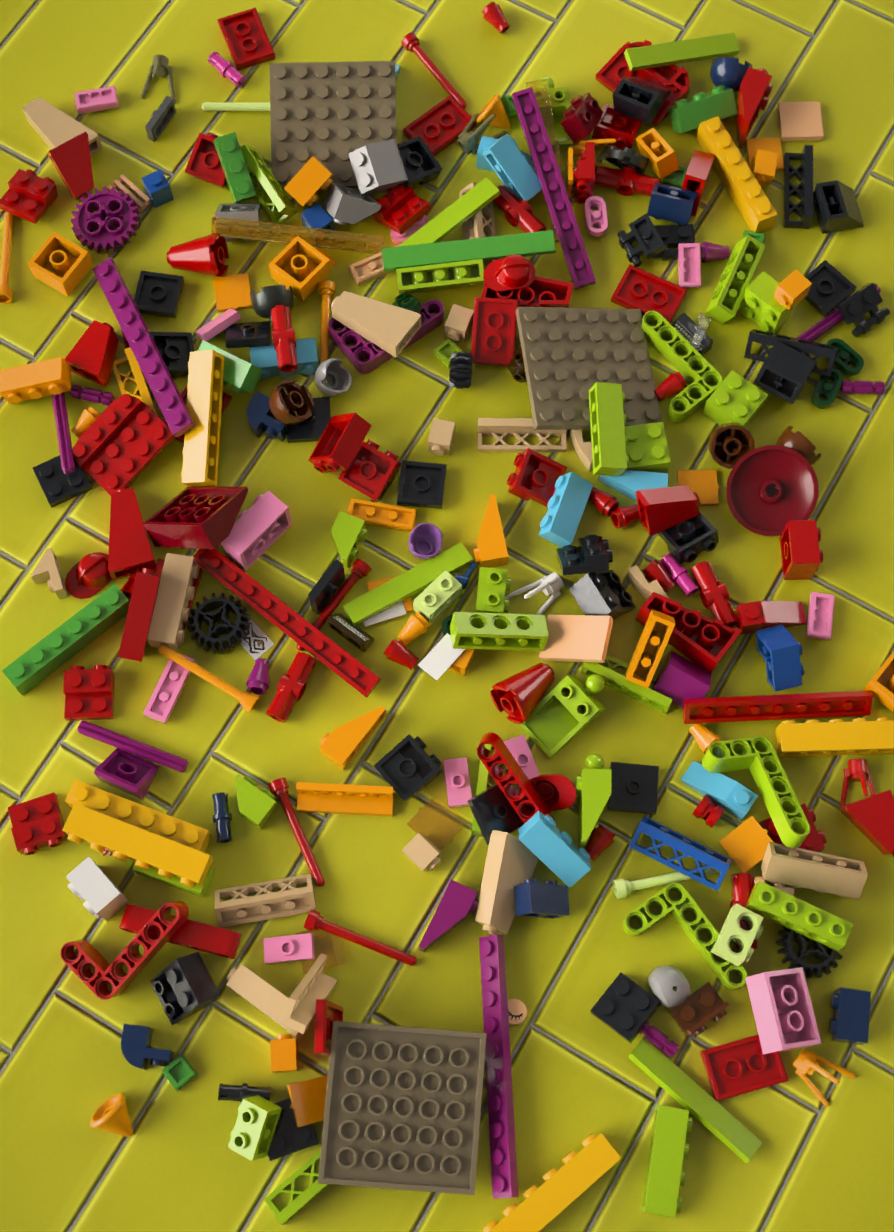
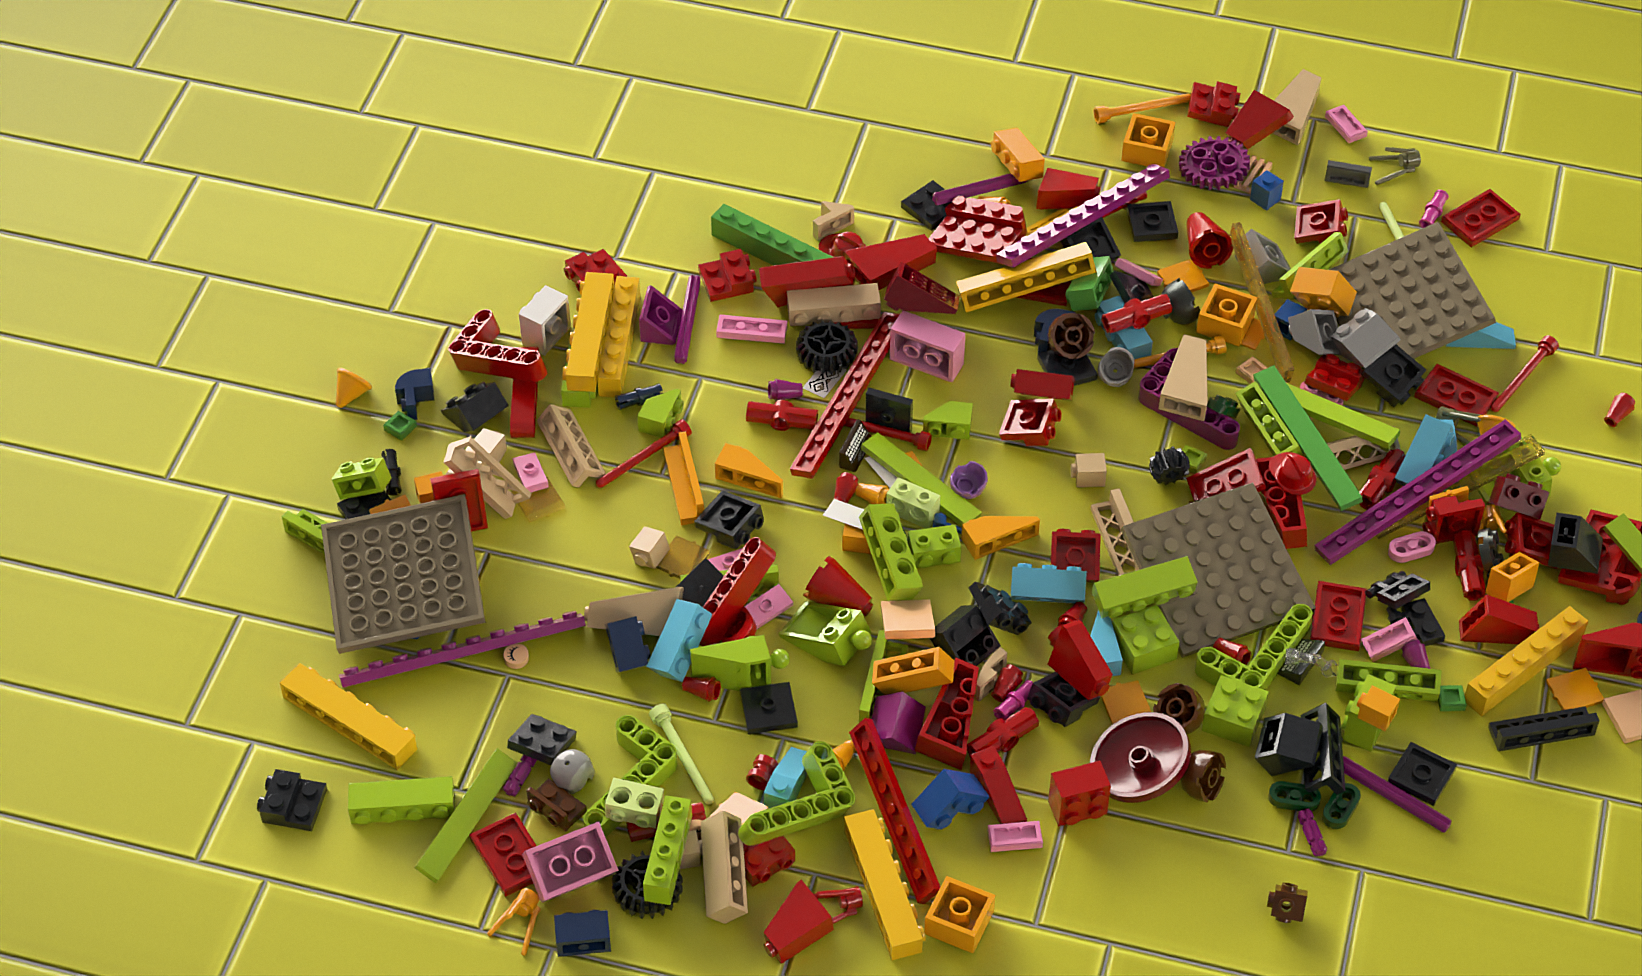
camera: 75 degrees right, 20 degrees down
(91, 395) = (1025, 201): magenta axle -> none
(234, 167) = (1312, 232): bright green brick -> none
(246, 699) = (758, 387): light orange piece -> none
(316, 922) = (560, 484): red piece -> none
(383, 514) = (988, 445): light orange tile -> none
(421, 484) = (1031, 467): black plate -> none
(451, 911) = (593, 580): magenta slope -> none
(458, 323) = (1223, 450): tan brick -> none
(548, 585) = (960, 592): white plant -> none
(671, 204) = (1455, 604): dark blue brick -> none
(685, 845) = (717, 752): blue fence -> none
(688, 114) = (1592, 606): bright green brick -> none
(764, 166) = (1549, 684): light orange brick -> none
(836, 207) = (1532, 763): black slope -> none
(860, 303) = (1413, 805): black plate -> none

